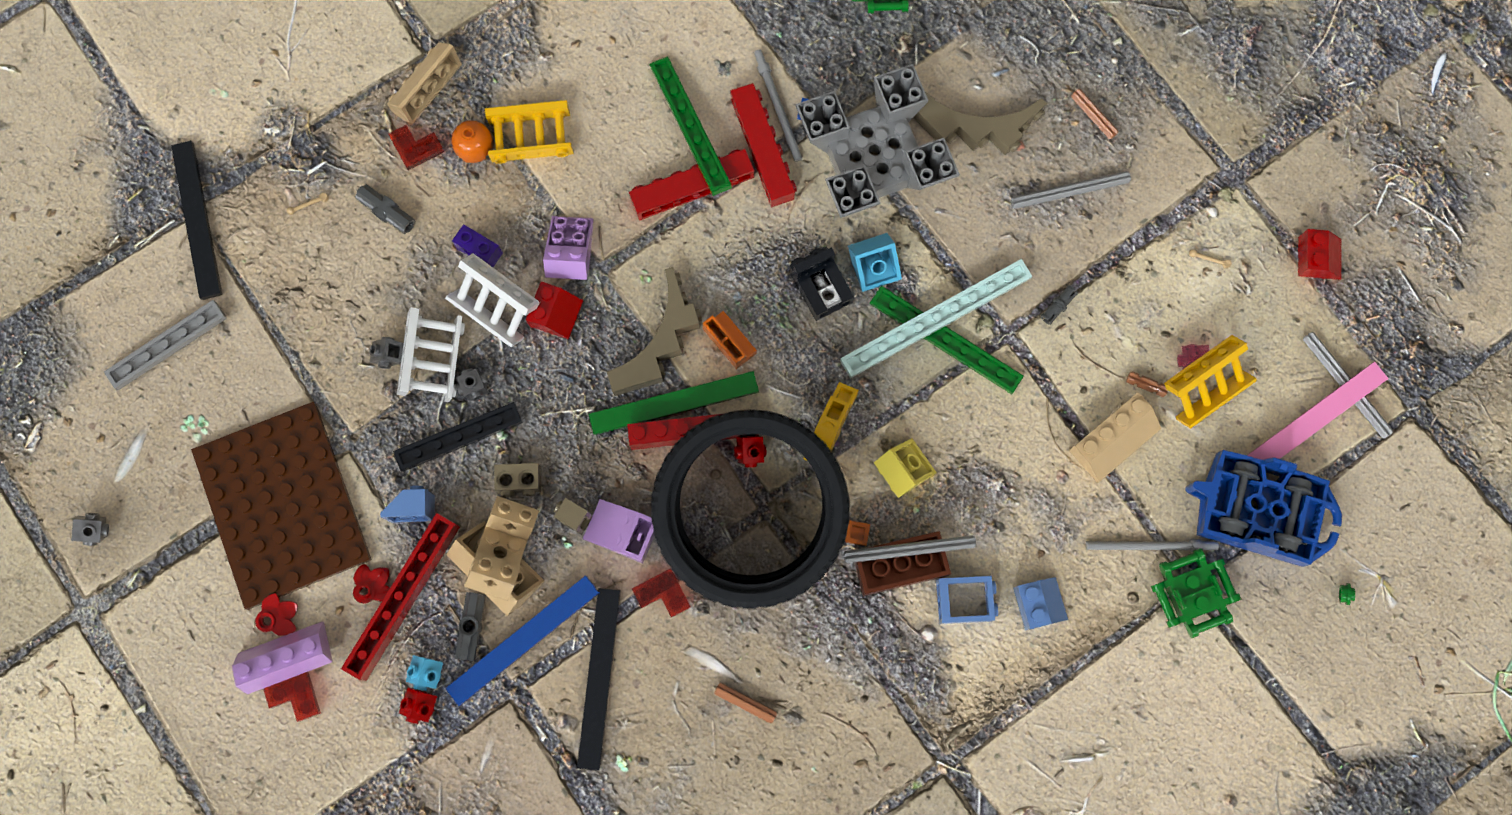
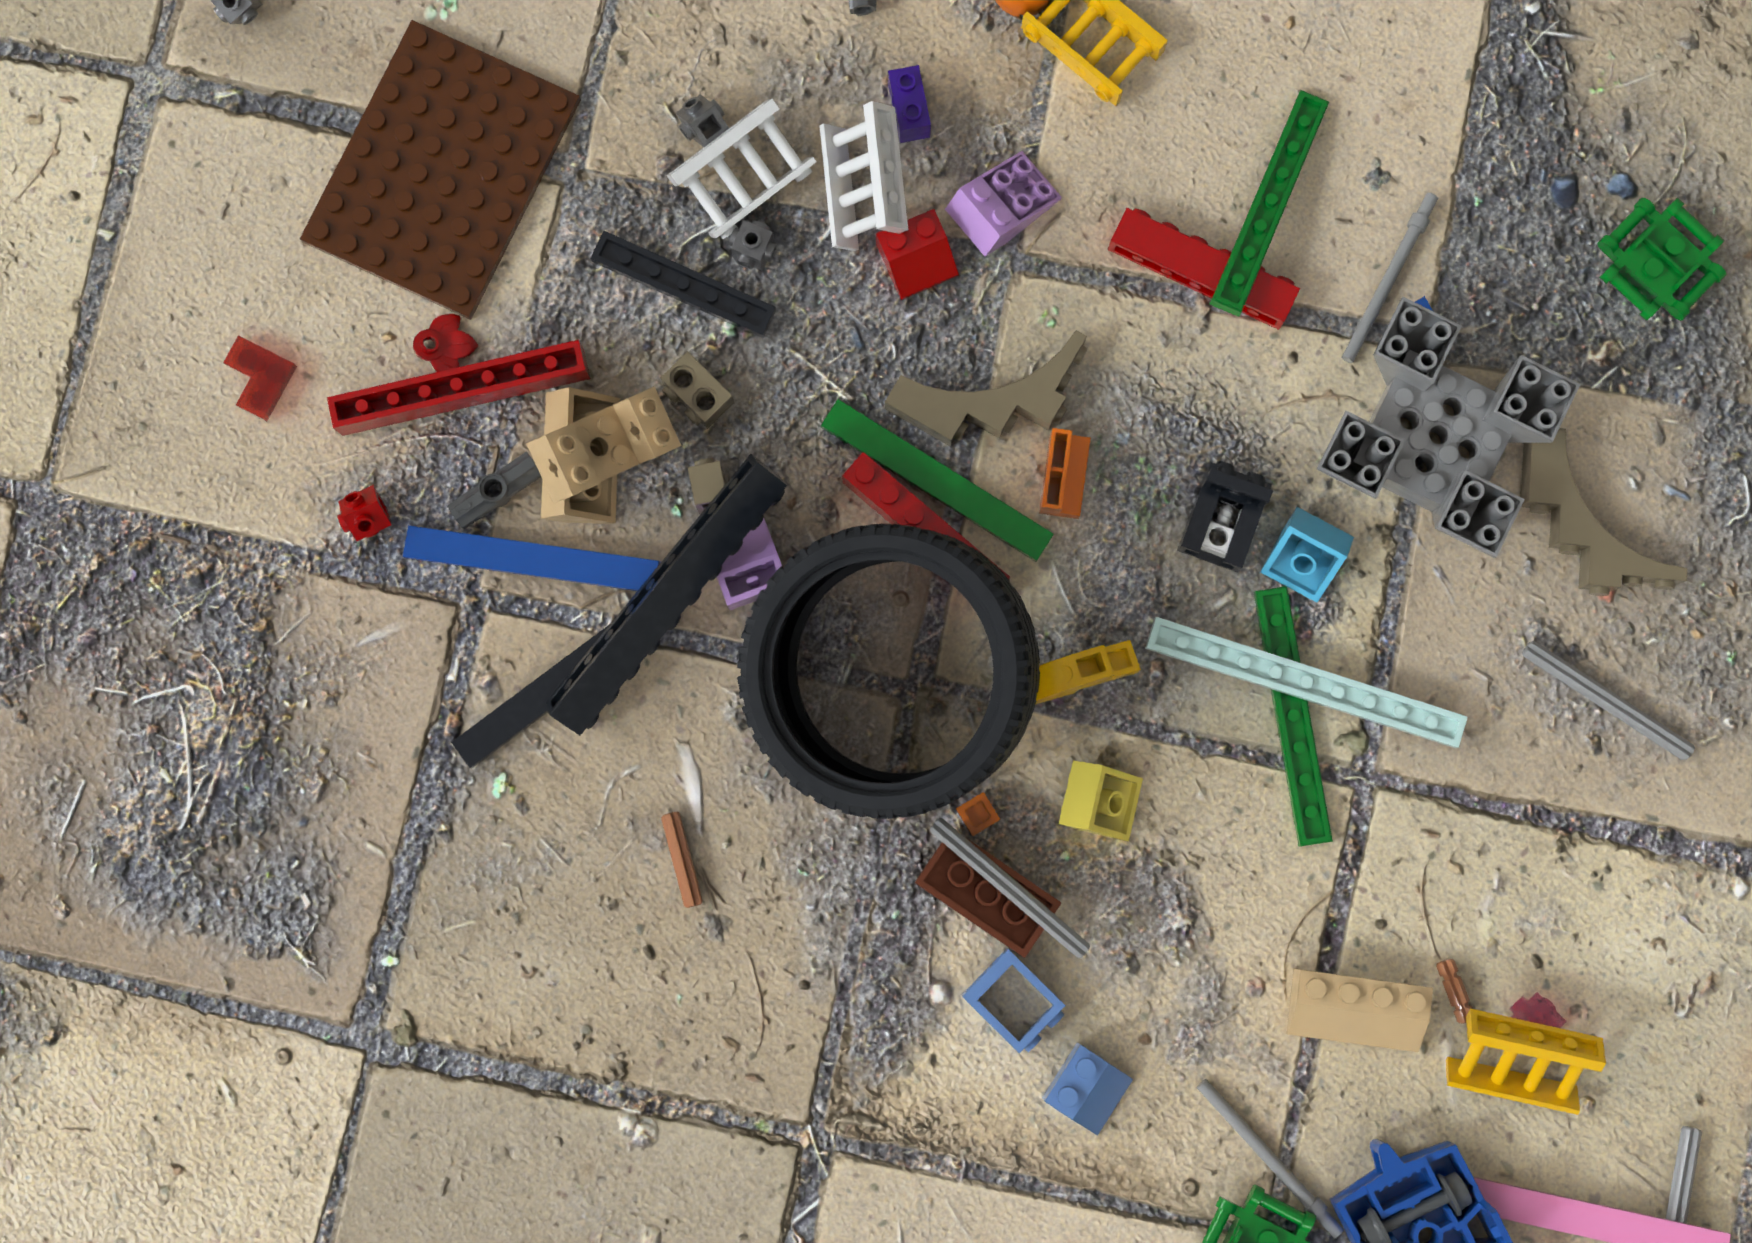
camera: 50 degrees right, 5 degrees up
(280, 616) = (327, 281): red plate -> none
(282, 658) = (284, 326): lavender slope -> none
(411, 506) = (563, 306): medium blue slope -> none
(424, 673) = (403, 488): medium azure brick -> none
(607, 588) = (666, 595): none -> black brick
(663, 587) = (721, 655): clear red plate -> none
(750, 450) = (950, 621): red brick -> none
(762, 145) = (1325, 303): red brick -> none
(1059, 304) = (1455, 808): dark grey pin -> none
(1094, 113) = (1729, 646): nougat axle -> none
(1226, 264) = (1689, 959): tan hinge -> none

